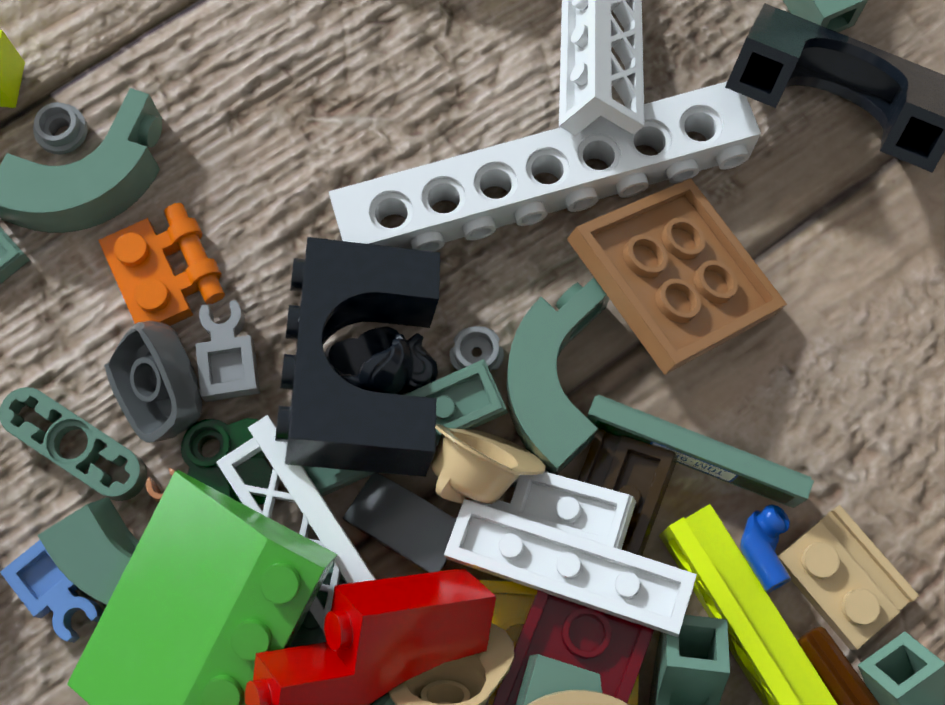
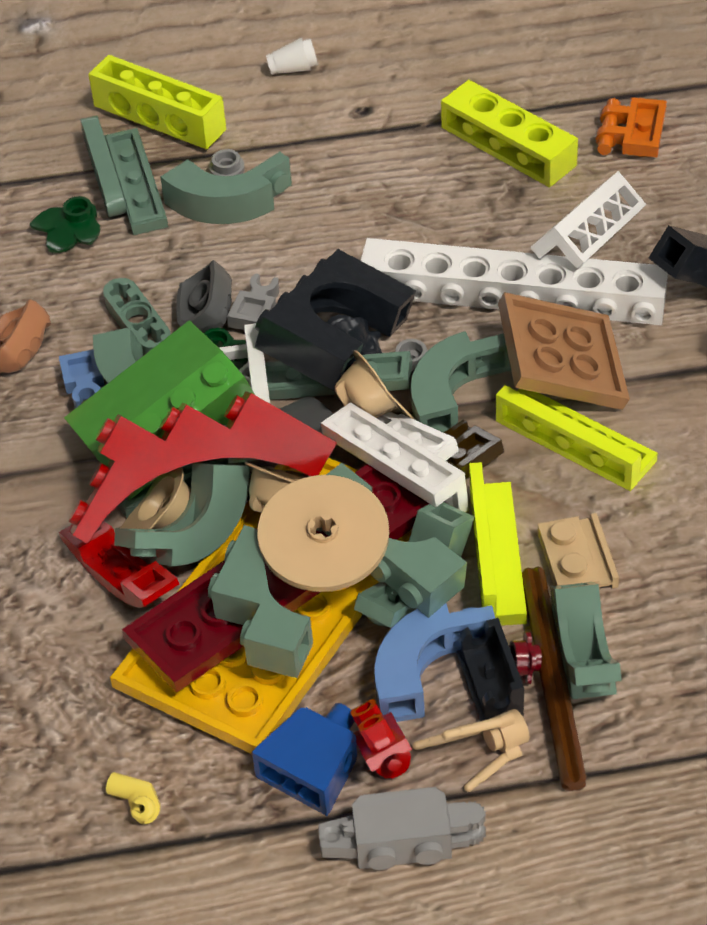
camera: 30 degrees right, 25 degrees down
(146, 276) = (234, 247): orange plate -> none
(703, 453) = (523, 453): sand green tile -> none
(752, 402) = (574, 436): none -> neon yellow fence
(760, 543) = (531, 512): blue arm -> none

